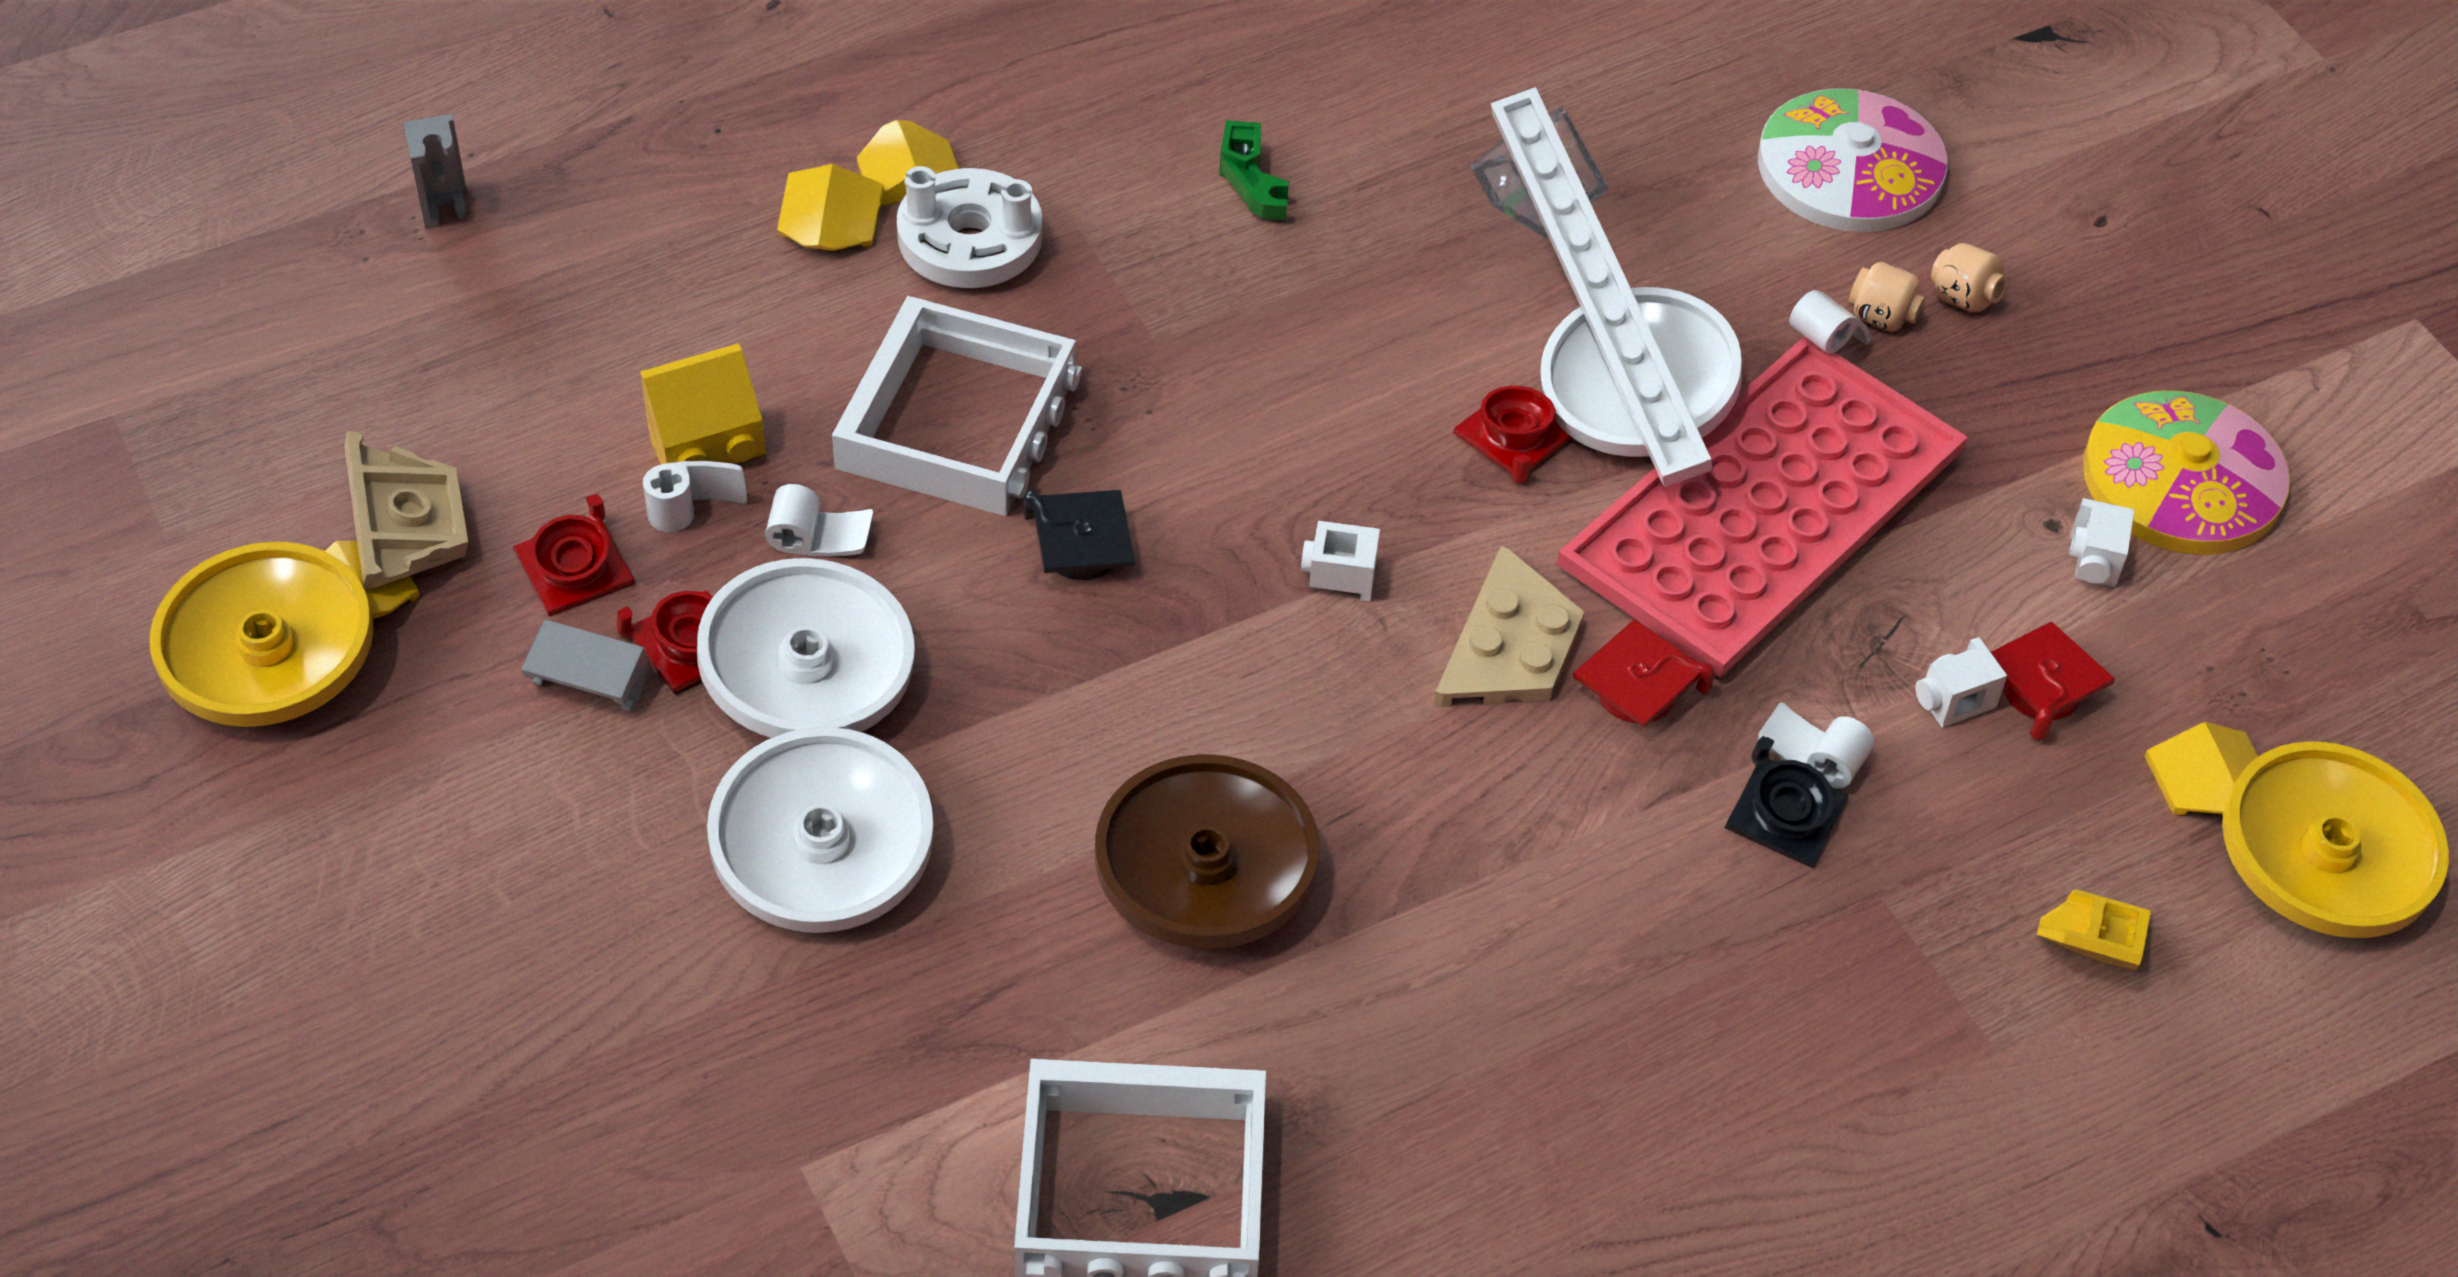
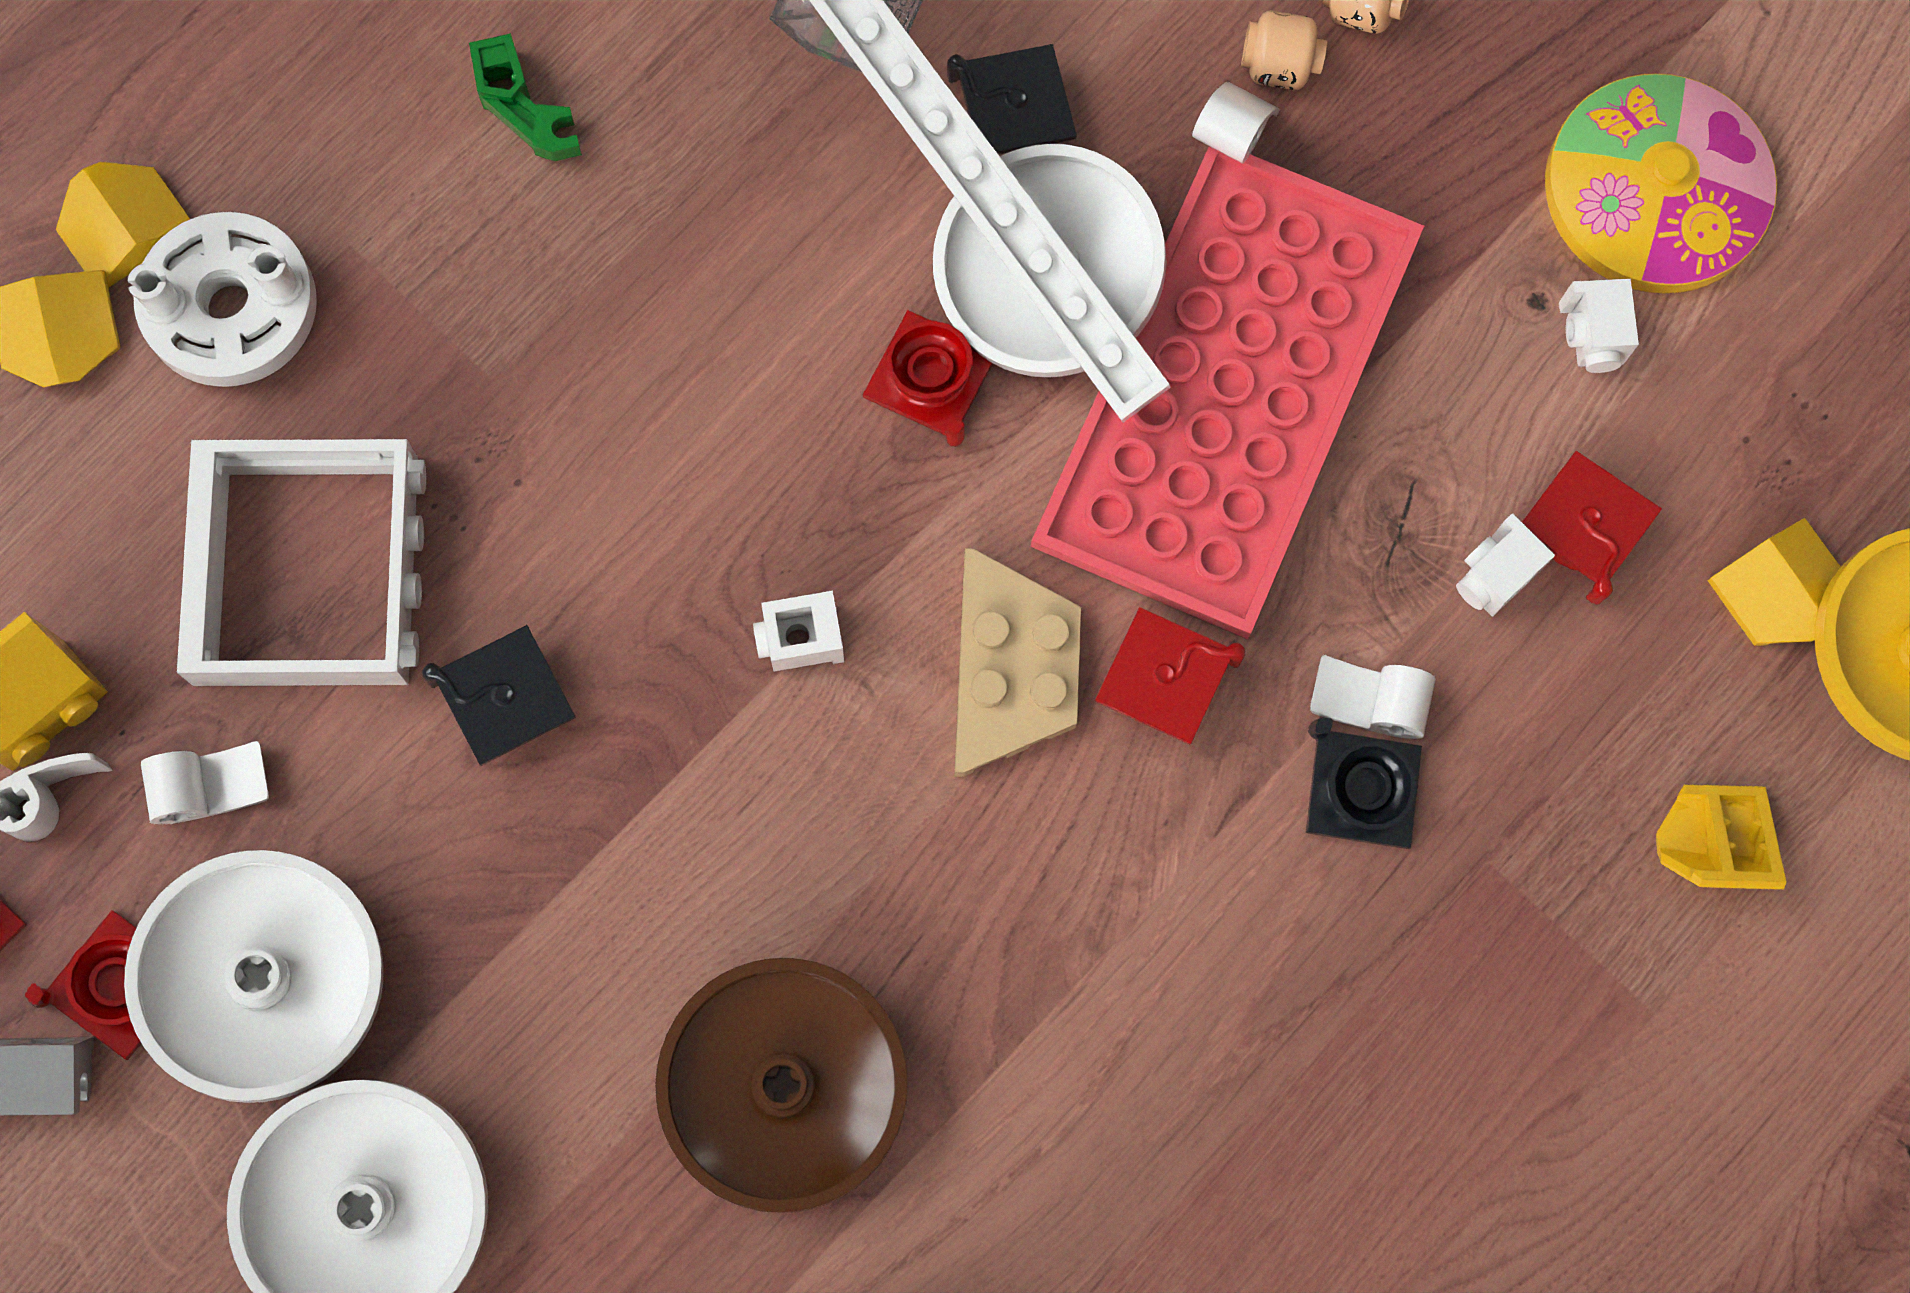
camera: 20 degrees left, 25 degrees up
(1654, 259) = (1015, 97): none -> black hat

